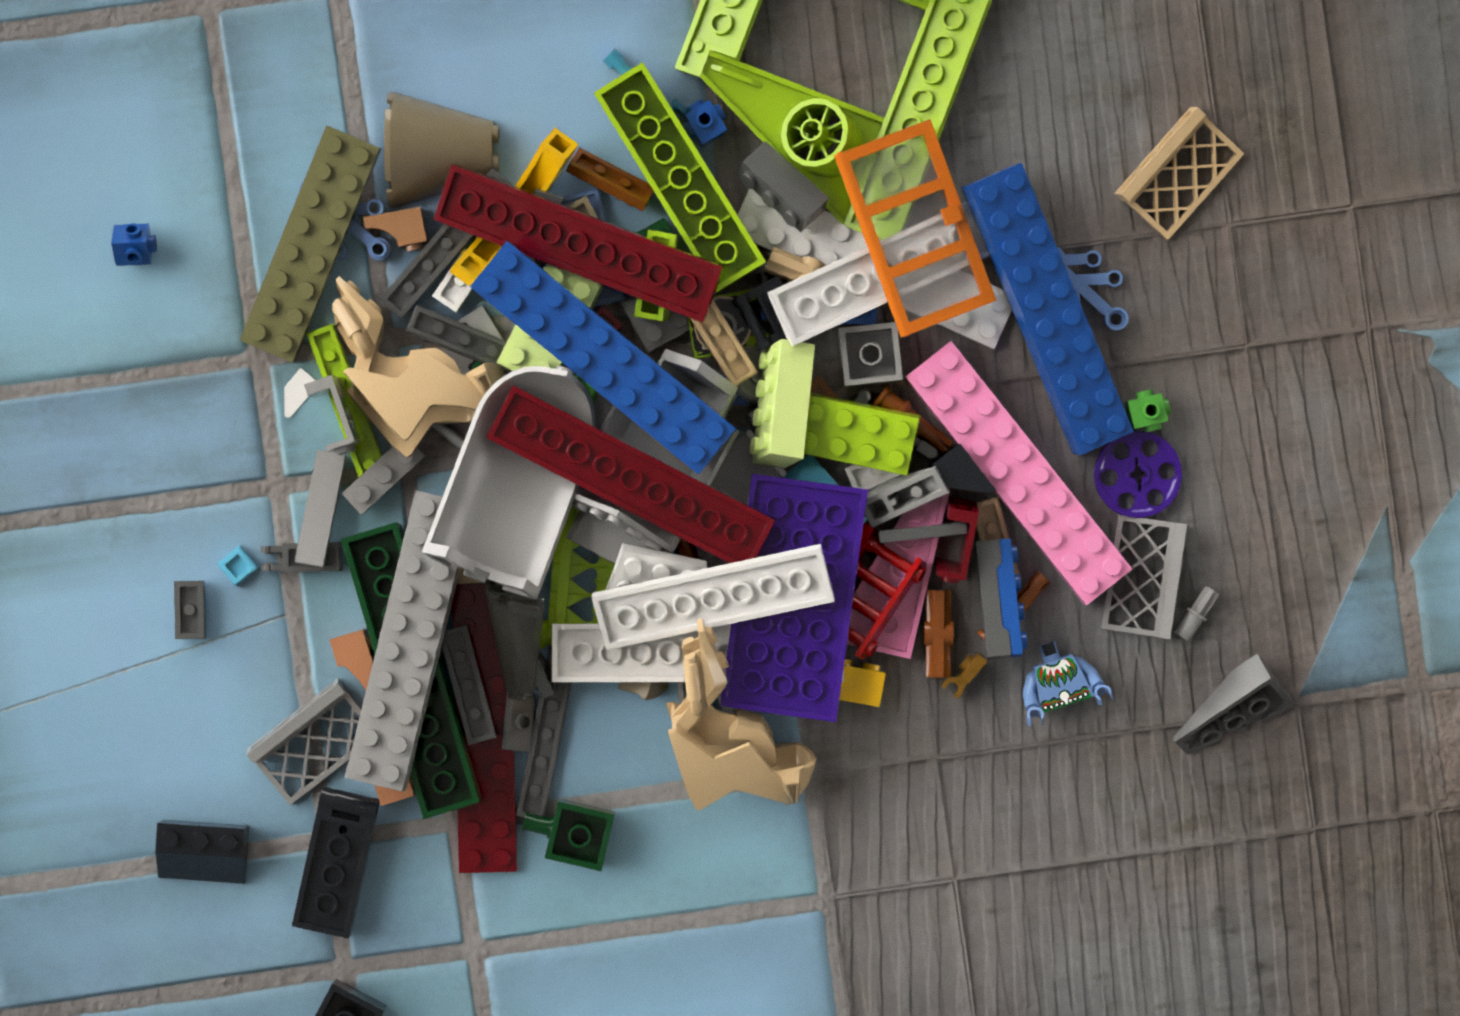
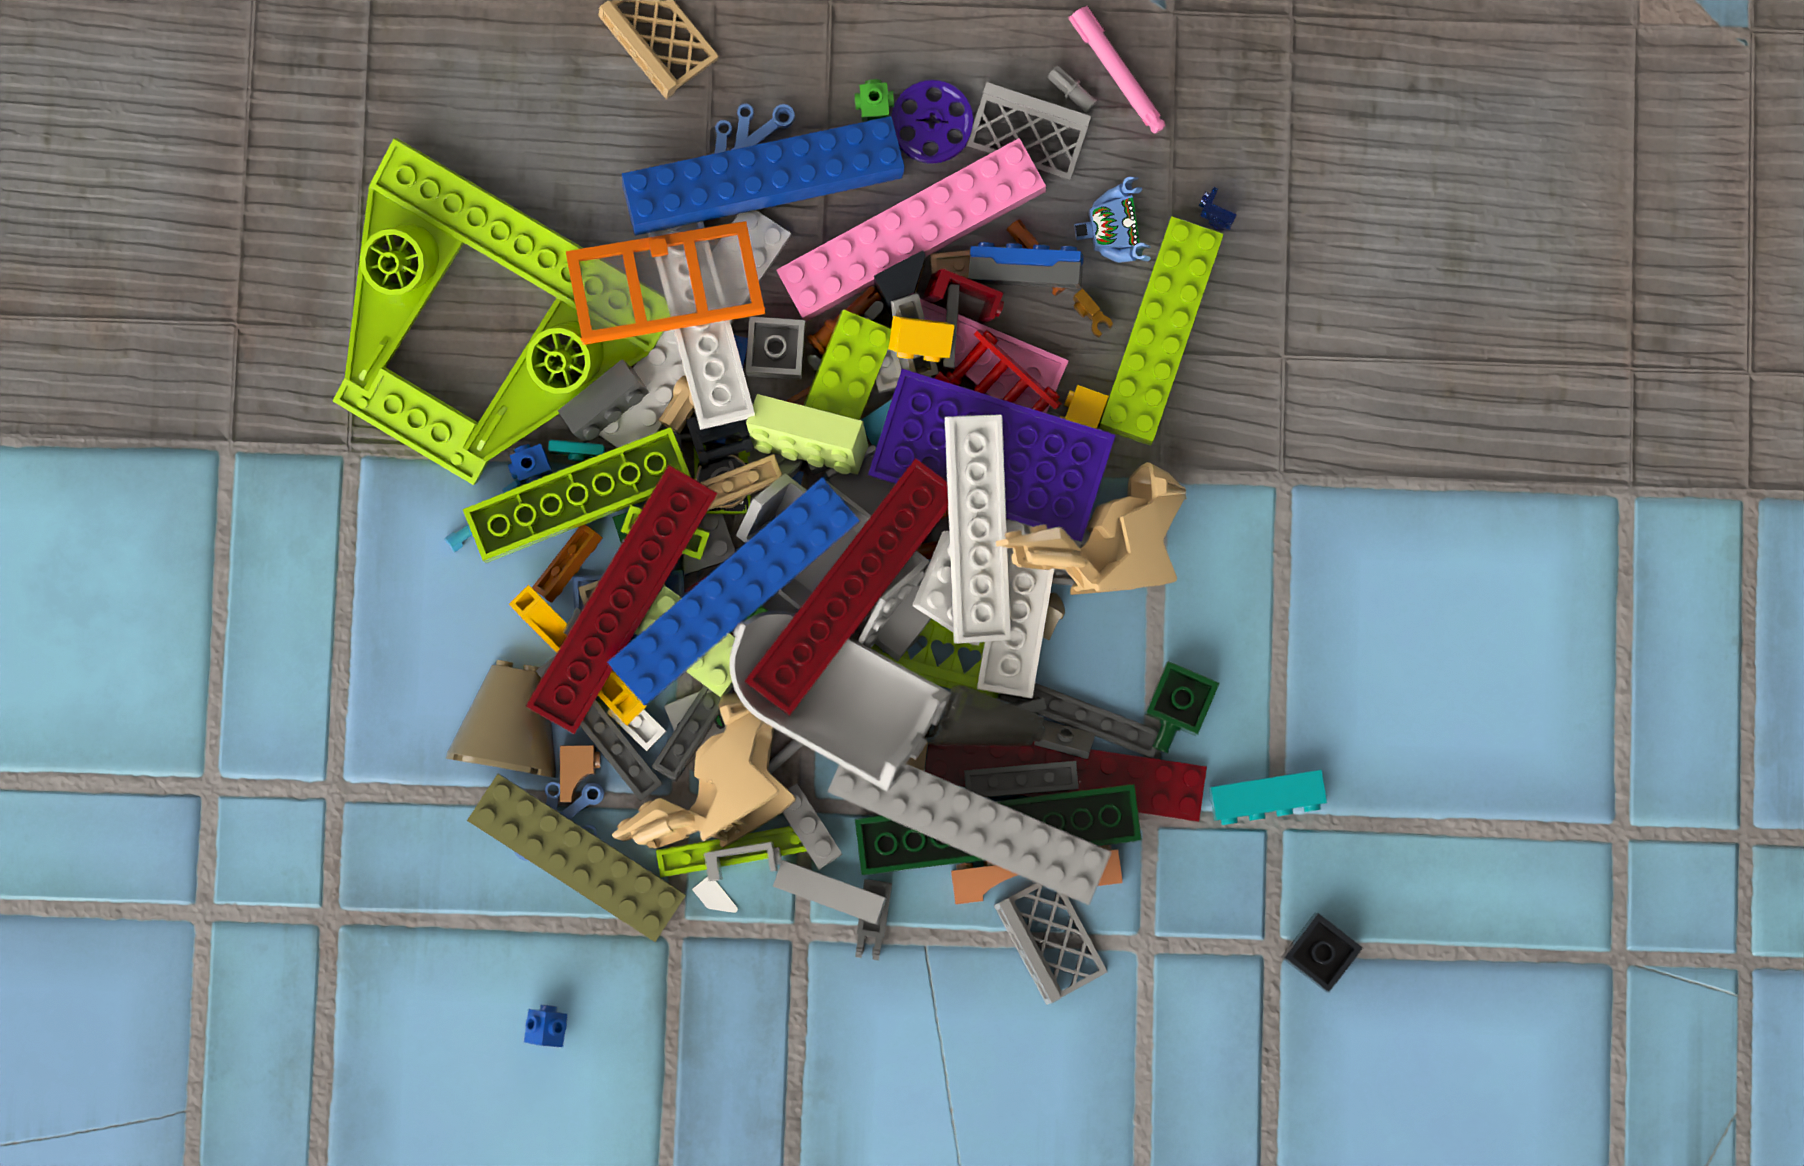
camera: 80 degrees left, 5 degrees down
(190, 609) = (904, 1035): dark grey plate -> none
(202, 851) = (1137, 1064): black slope -> none
(237, 565) = (870, 982): medium azure tile -> none
(336, 862) = (1169, 936): black hinge -> none
(497, 939) = (1268, 795): none -> teal brick
(728, 169) = (575, 450): none -> teal plate
(903, 504) = (921, 337): none -> yellow brick
(938, 633) = (1049, 331): dark orange piece -> none
(958, 749) = (1161, 331): none -> lime brick
(1088, 787) = (1219, 217): none -> clear blue bracket
(1243, 697) = (1158, 60): dark grey wedge -> none
(1259, 625) = (1092, 33): none -> bright pink piece

